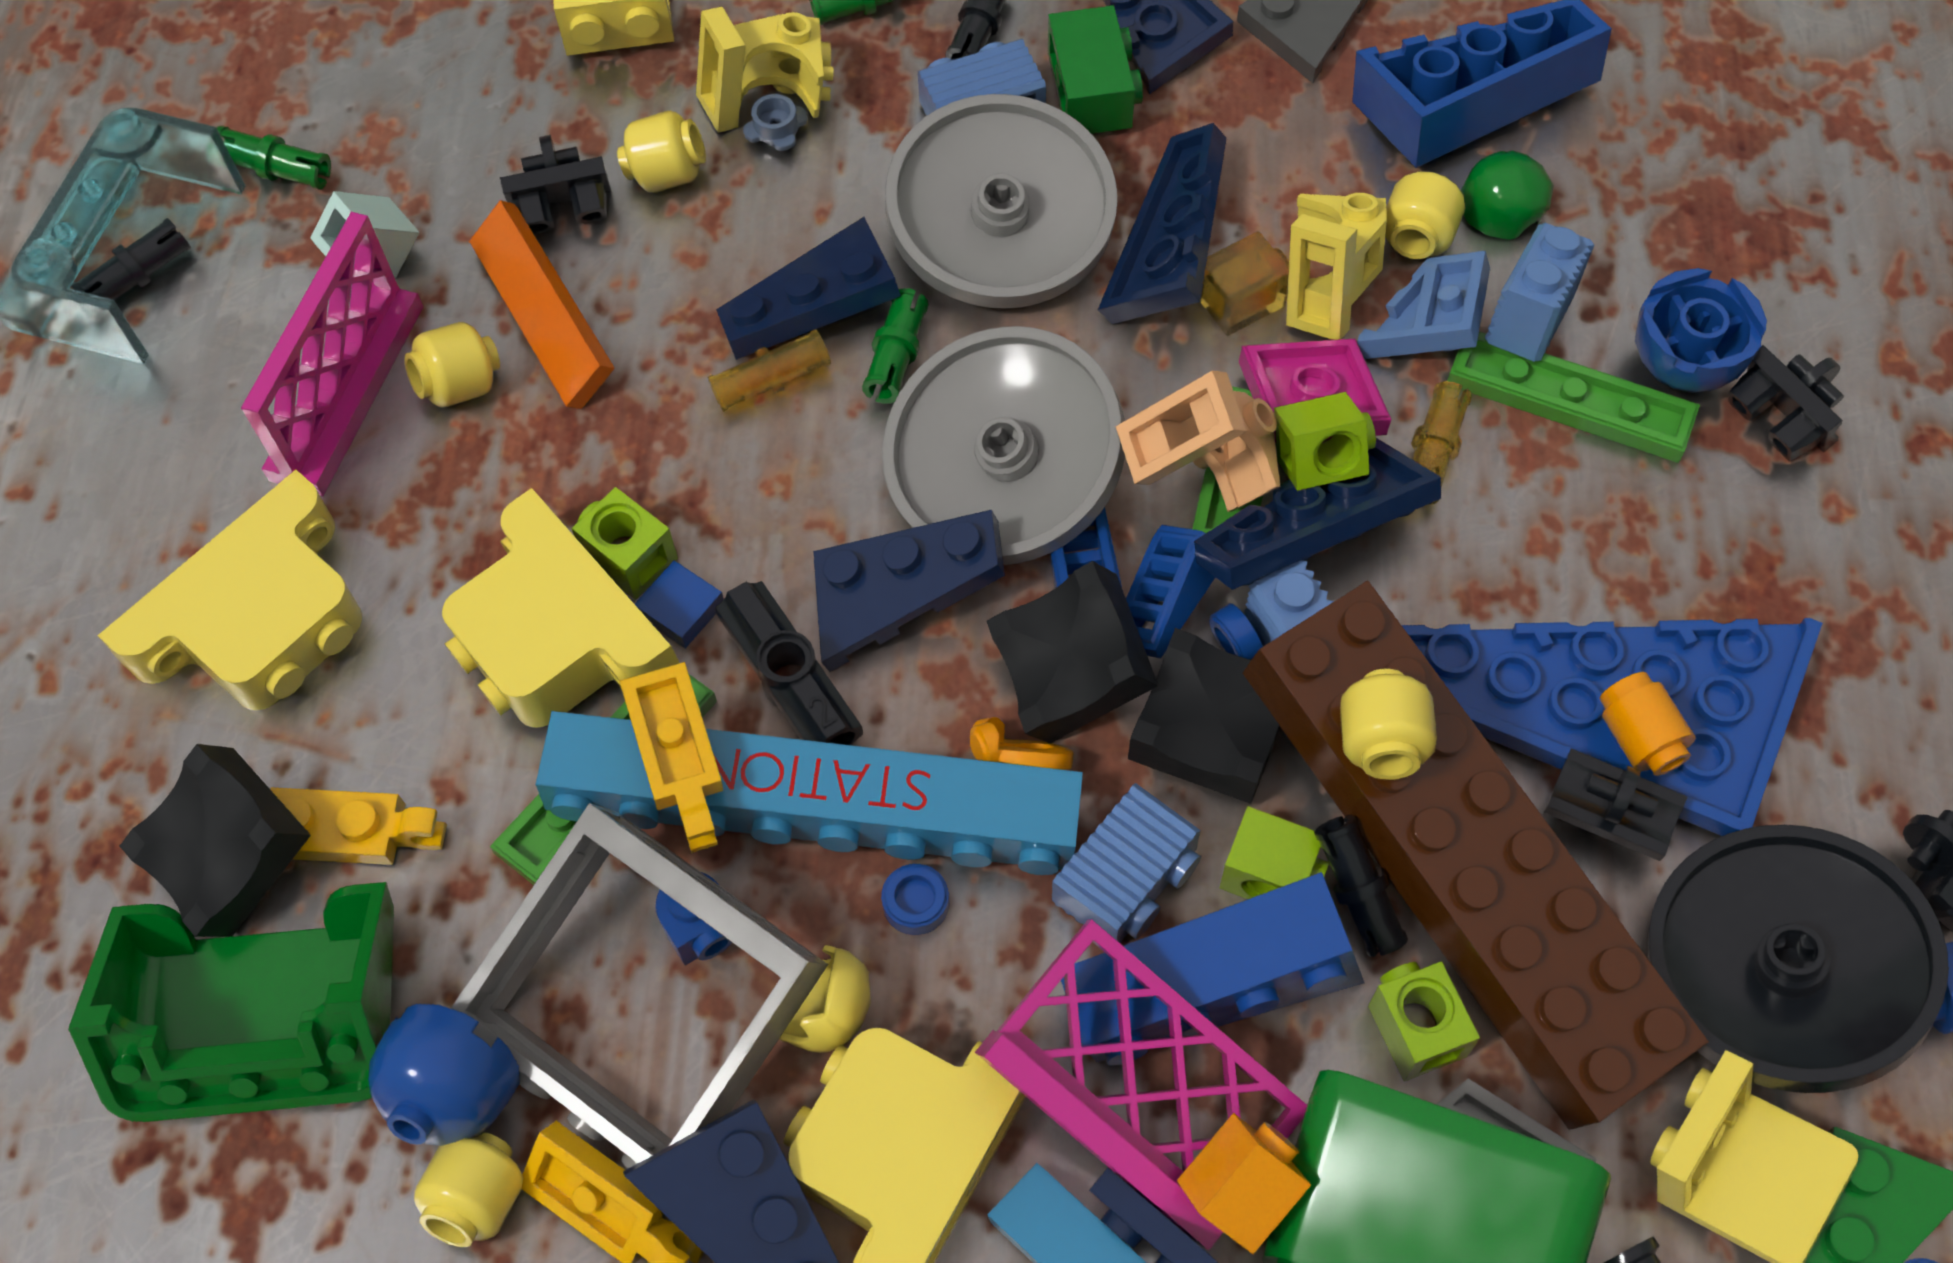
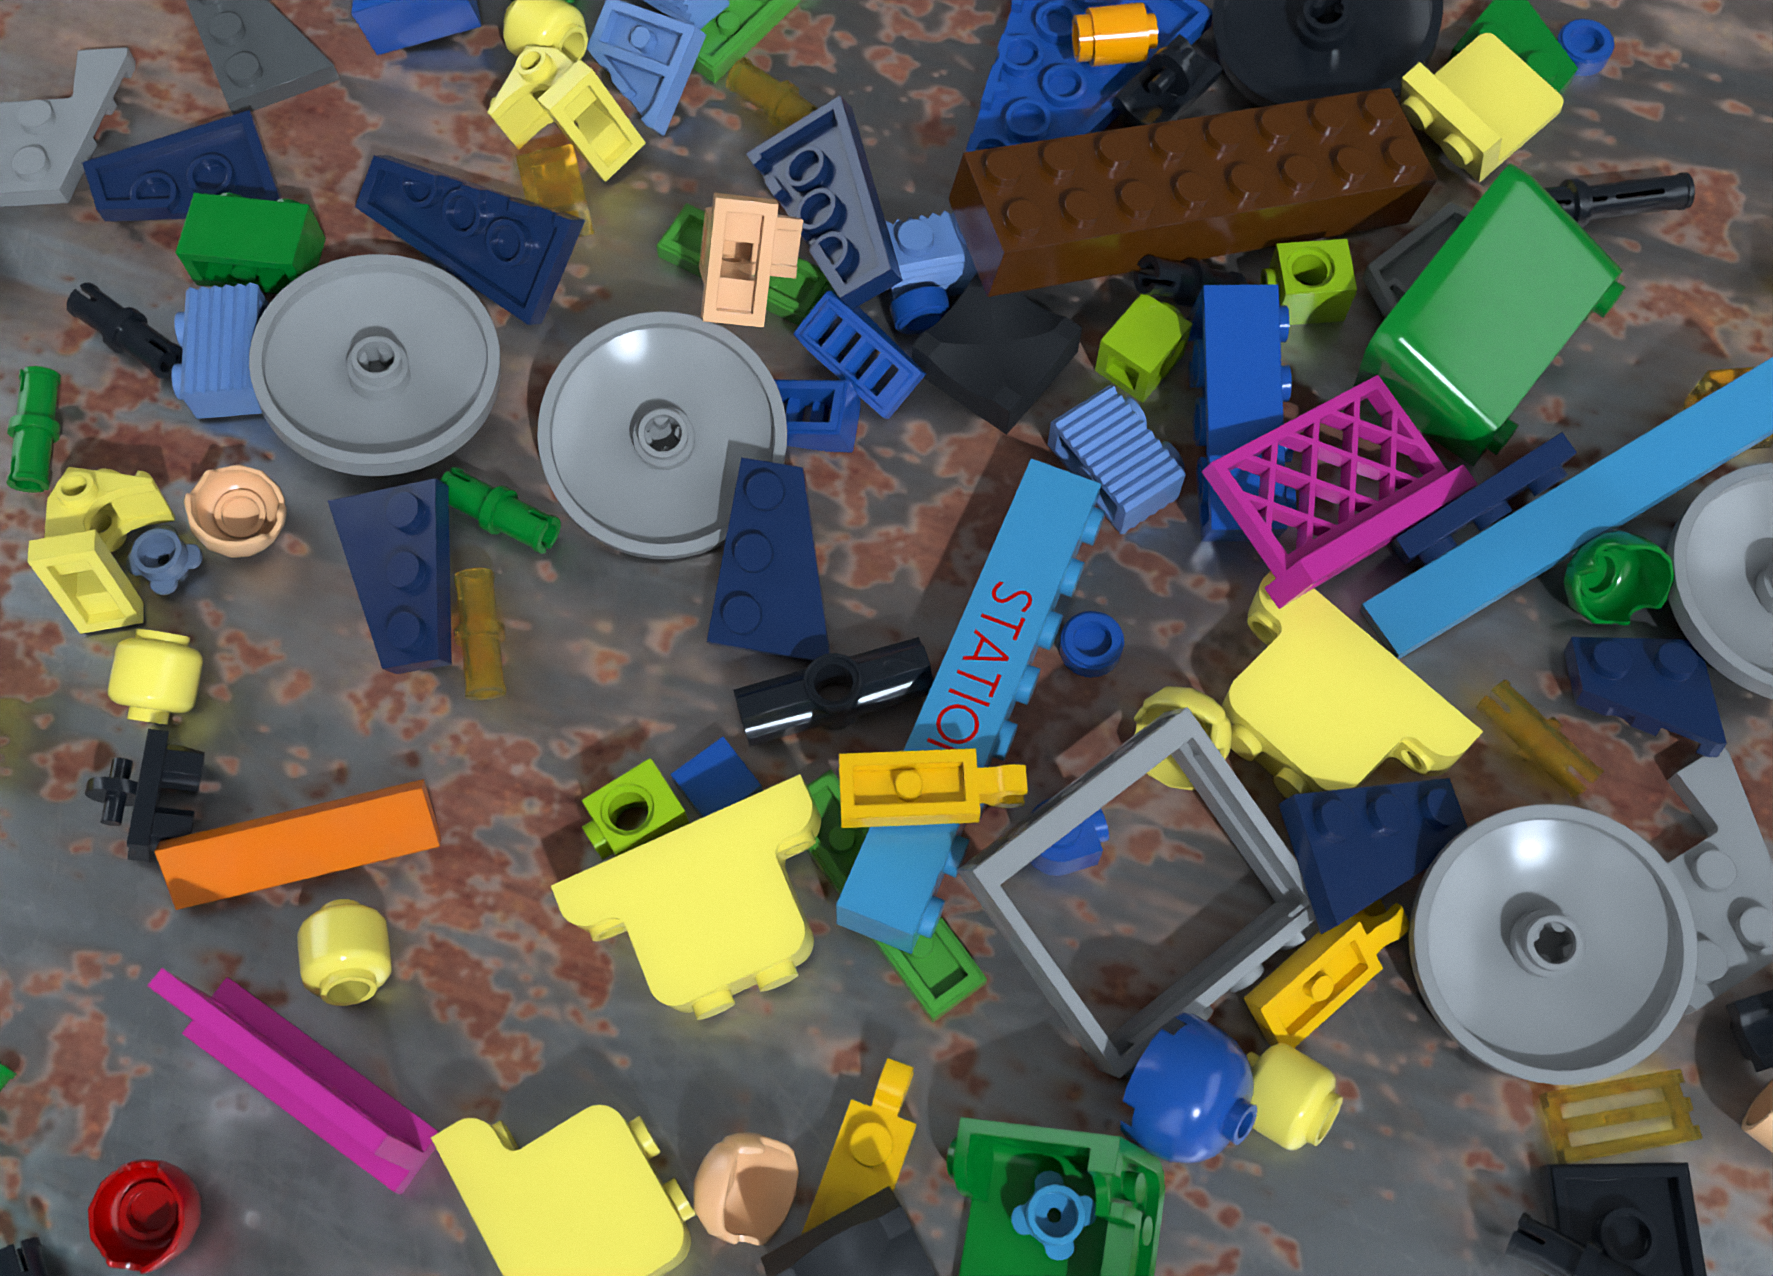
camera: 75 degrees left, 5 degrees up
(214, 305) = (144, 1215): none -> red hair
(299, 726) = (746, 1188): none -> light nougat hair
(304, 984) = (1074, 1210): none -> dark azure plate
(390, 225) = (126, 1018): light aqua brick -> none
(826, 150) = (236, 510): none -> light nougat hair
(989, 745) = (979, 530): light orange piece -> none
(1073, 653) = (907, 436): black brick -> none
(1245, 1181) = (1443, 428): light orange brick -> none
(1310, 422) = (770, 165): lime brick -> none
(1312, 370) = (685, 169): dark pink tile -> none
(1388, 724) = (1115, 172): light yellow head -> none

